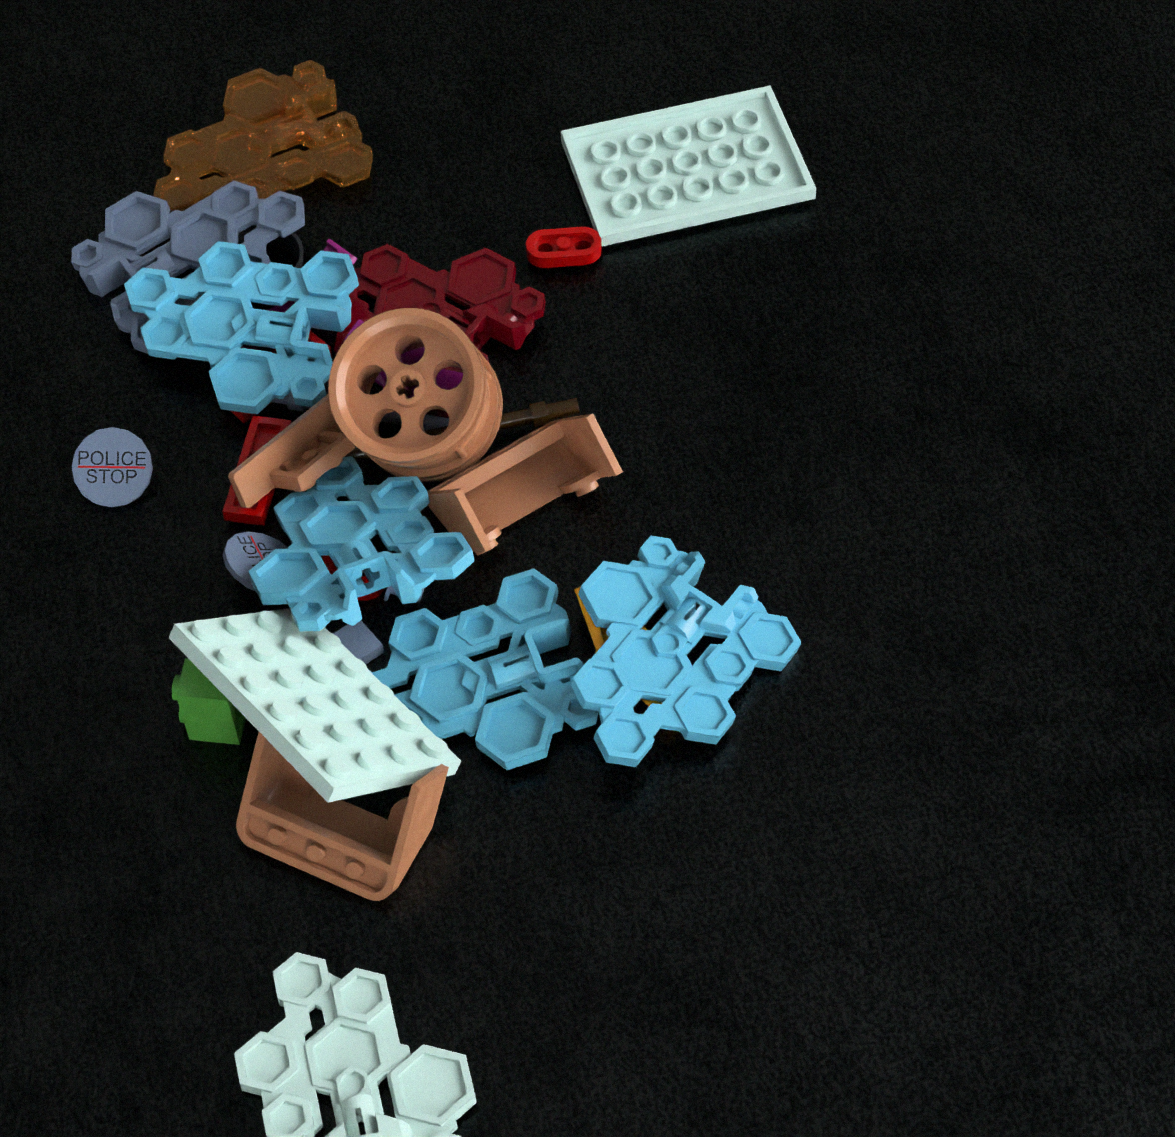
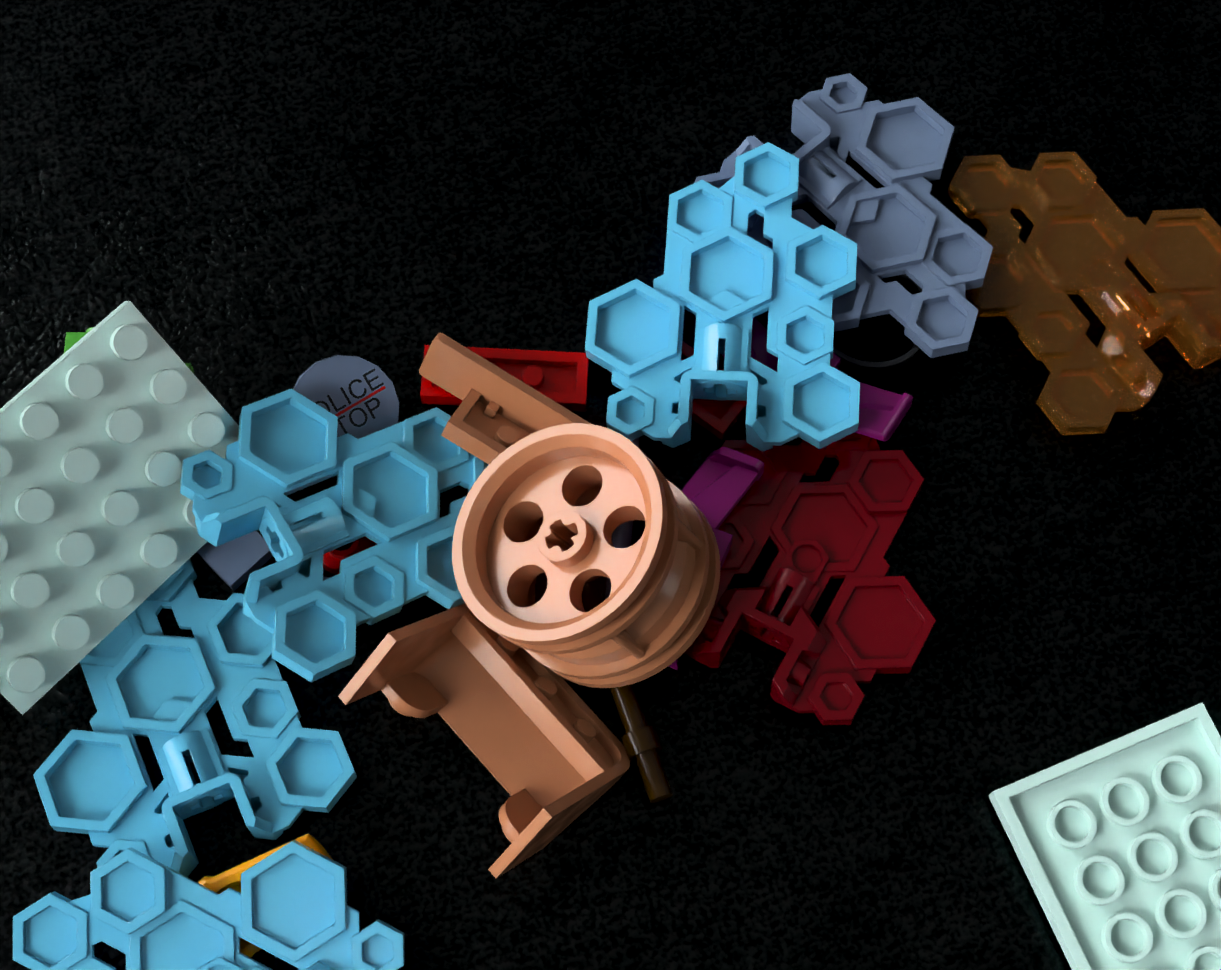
camera: 80 degrees right, 15 degrees up
(112, 467) = (485, 197): sand blue piece -> none
(563, 247) = (970, 740): red plate -> none

